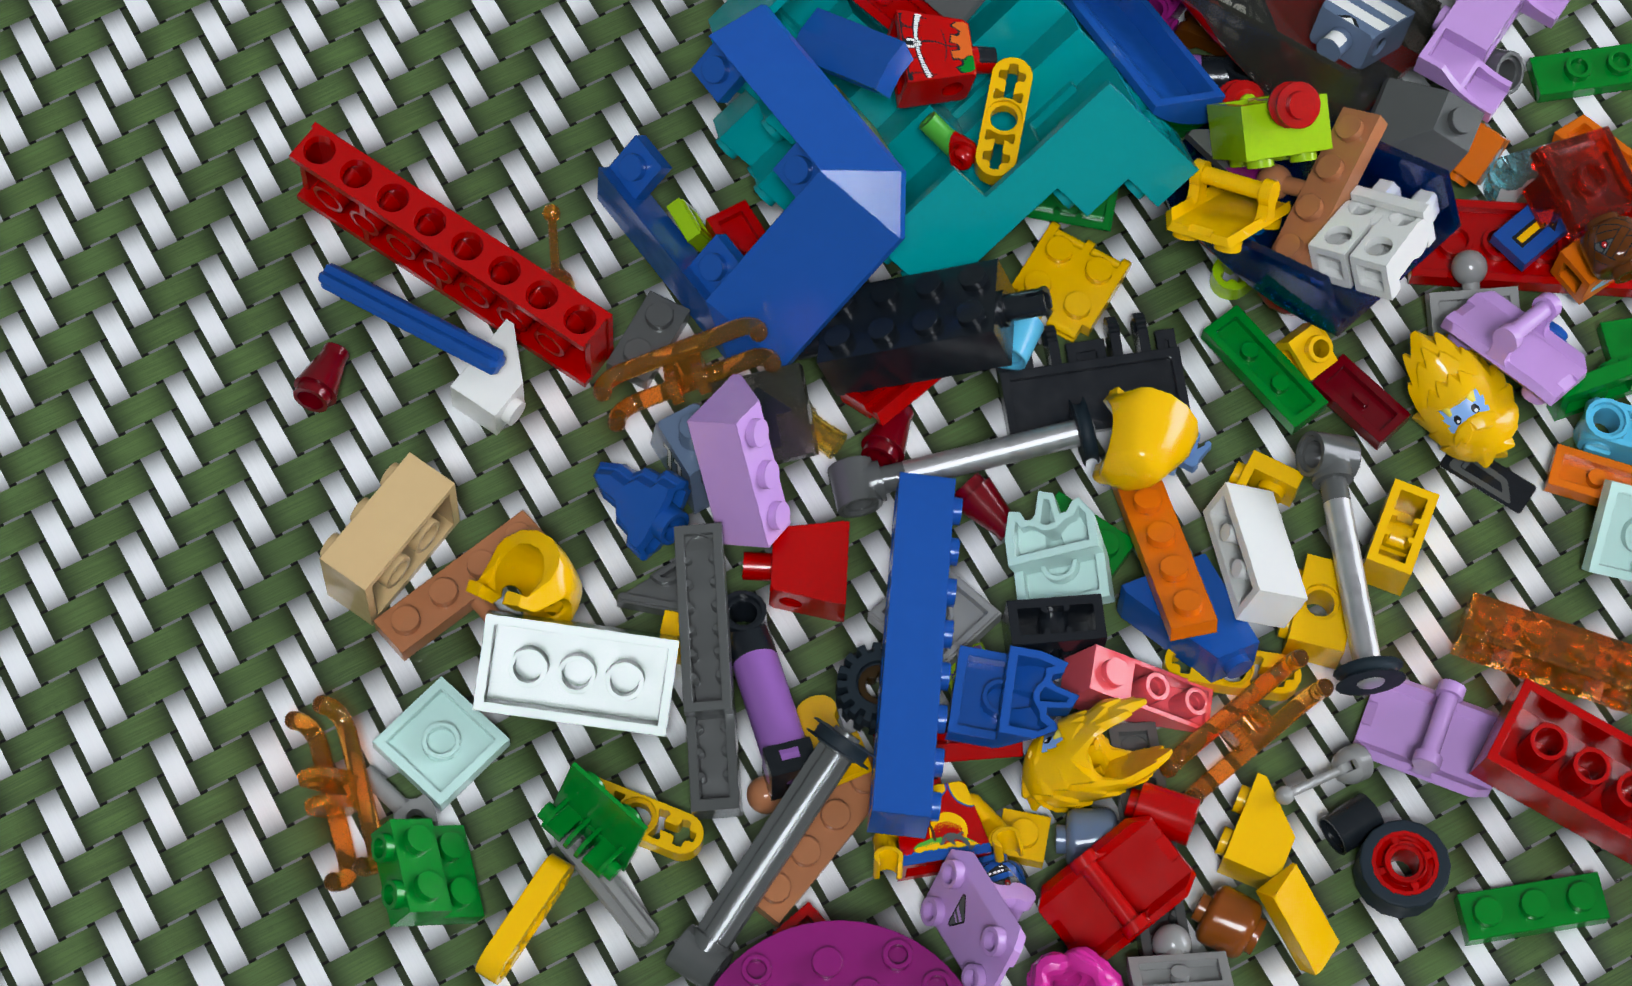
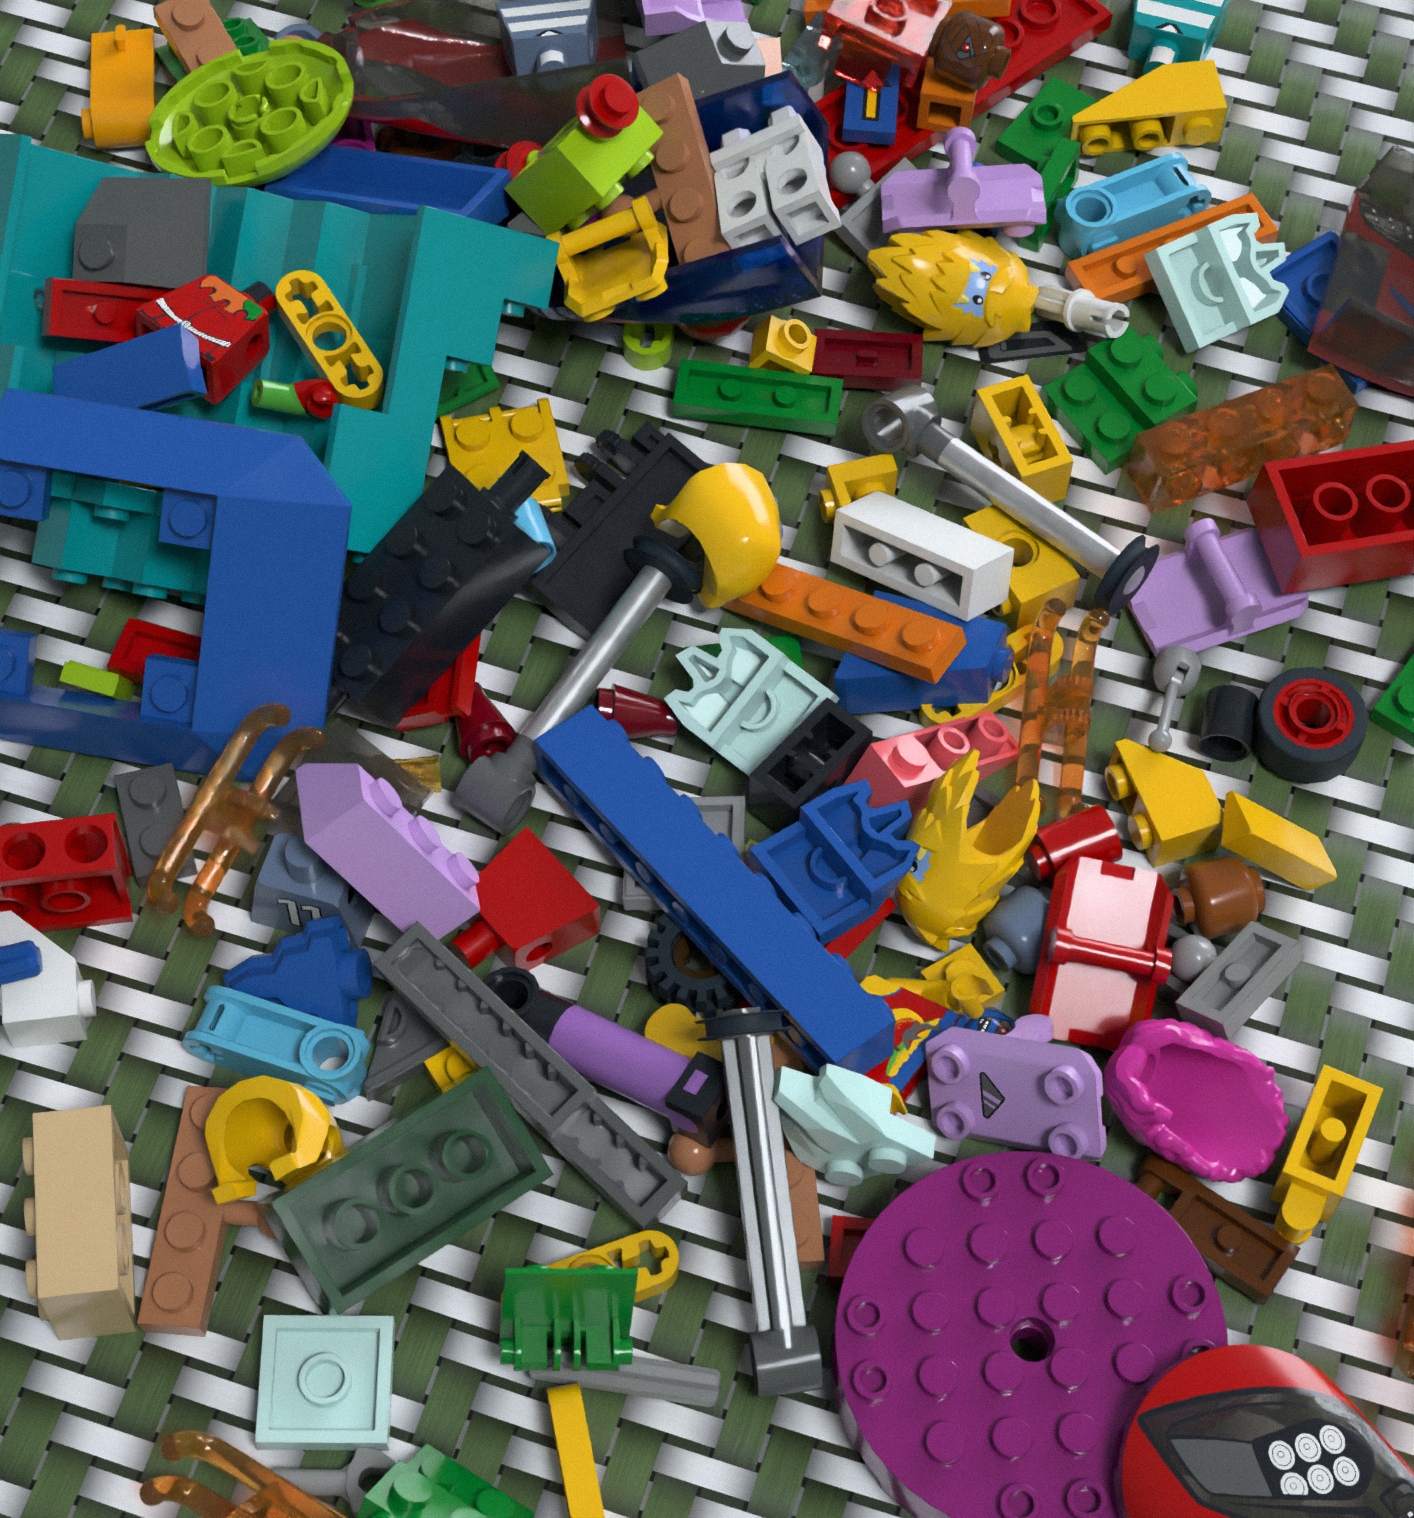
camera: 40 degrees left, 5 degrees down
(593, 532) = (280, 1043): none -> medium azure piece
(851, 852) = (846, 1126): none -> light aqua plate
(1503, 559) = (1118, 395): none -> green plate
(1531, 483) = (1081, 310): none -> white axle

